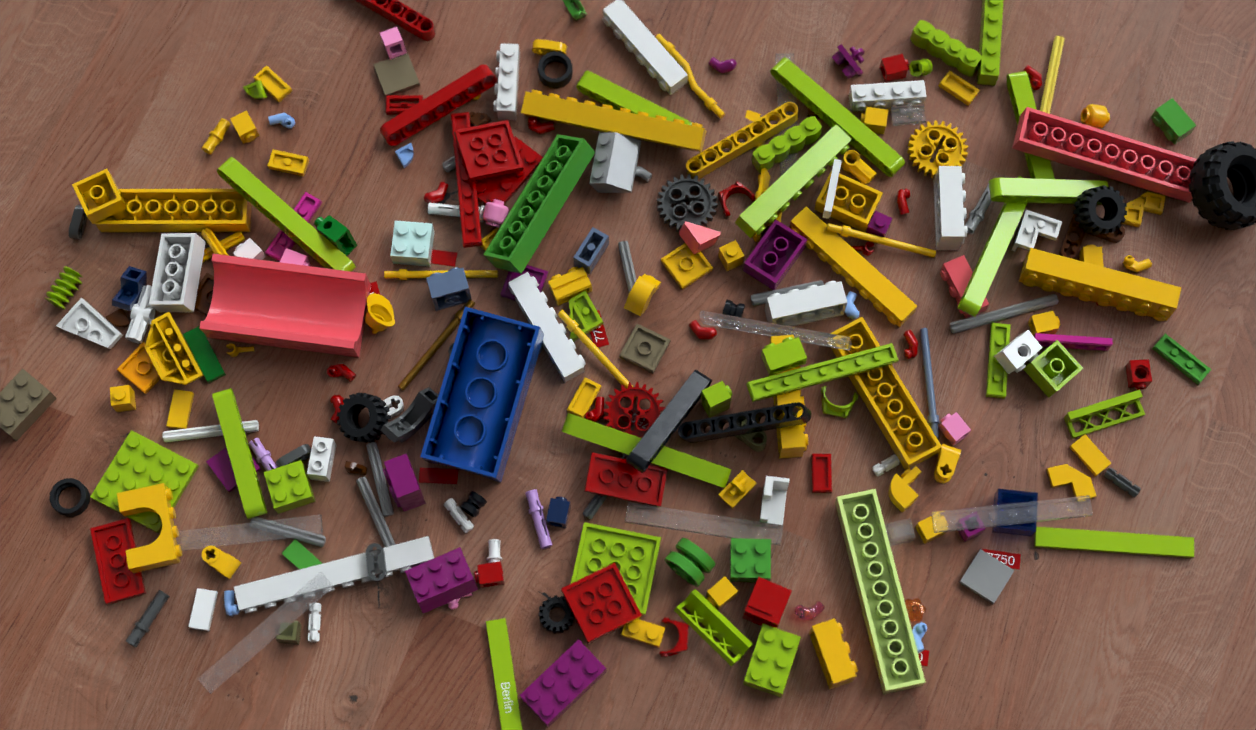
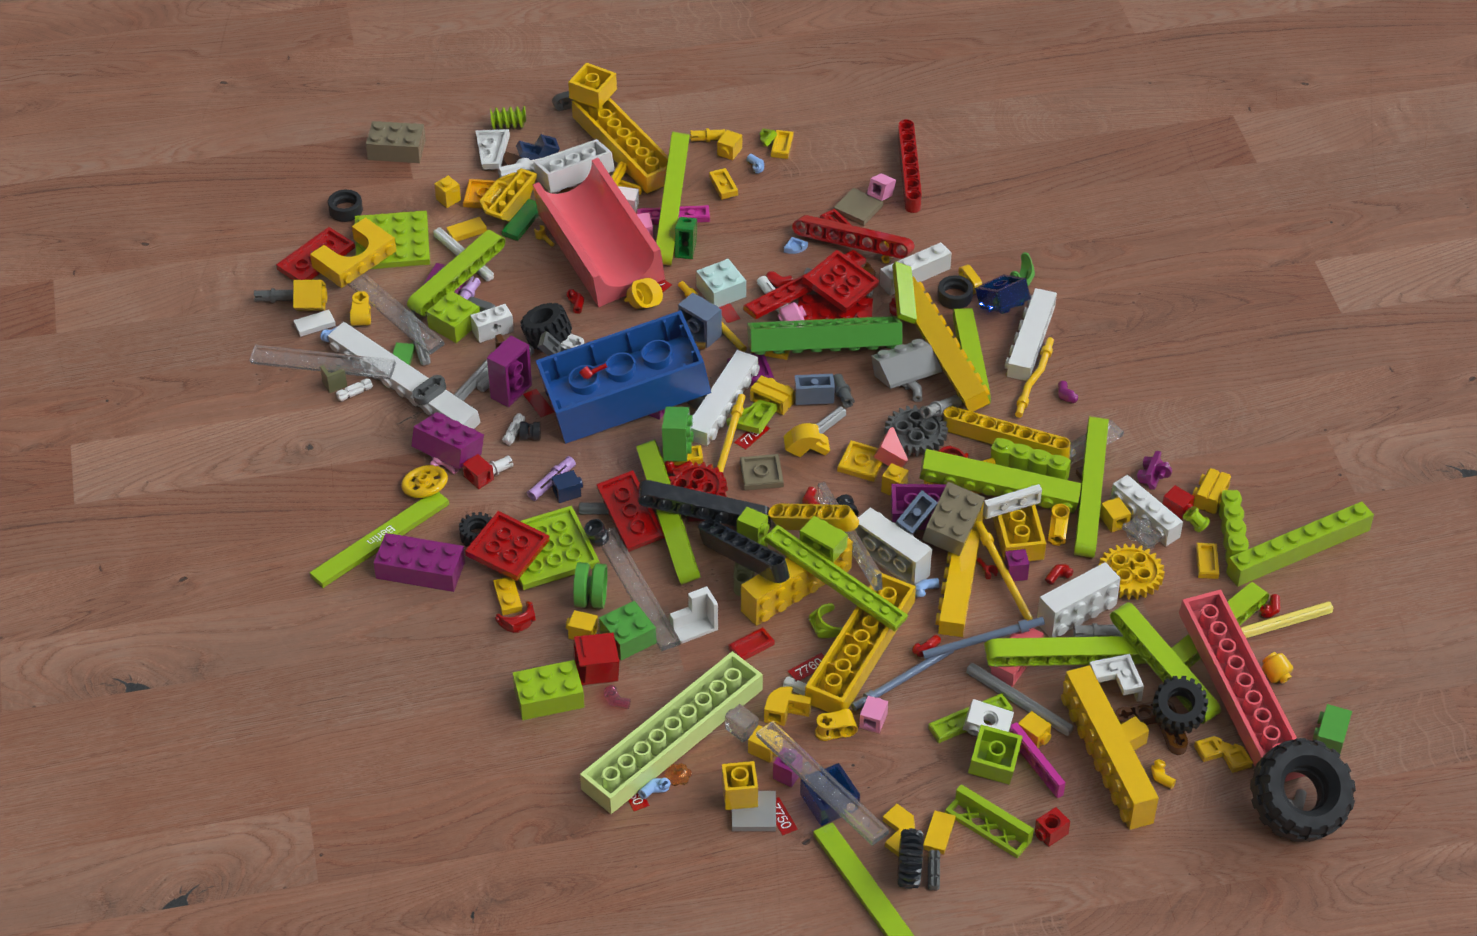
camera: 55 degrees right, 25 degrees down
(176, 597) = (309, 295): none -> yellow head
(472, 425) = (586, 373): none -> red hand
(482, 635) = (424, 482): none -> yellow plate
(542, 111) = (904, 292): none -> lime tile
(574, 391) = (677, 434): none -> bright green brick
(591, 37) = (1003, 293): none -> clear blue brick
(609, 230) = (843, 391): none -> dark grey pin
(632, 521) = (596, 532): none -> black wheel
(682, 173) = (936, 408): none -> light grey pin
(715, 625) = (551, 638): lime fence -> none
(737, 489) = (679, 588): yellow hips -> none
(749, 342) = (797, 515): none -> yellow beam
(797, 268) = (916, 513): none -> sand blue brick
(819, 243) = (953, 518): none -> dark tan brick
(833, 653) = (585, 724): yellow brick -> none
(870, 444) = (806, 668): none -> red sticker
(897, 35) = (1210, 490): none -> yellow brick
(952, 266) = (1022, 626): none -> sand blue bar
(970, 575) = (739, 785): none -> yellow head
(1115, 495) = (910, 858): none -> black gear
(1181, 359) = (1100, 858): bright green tile -> none

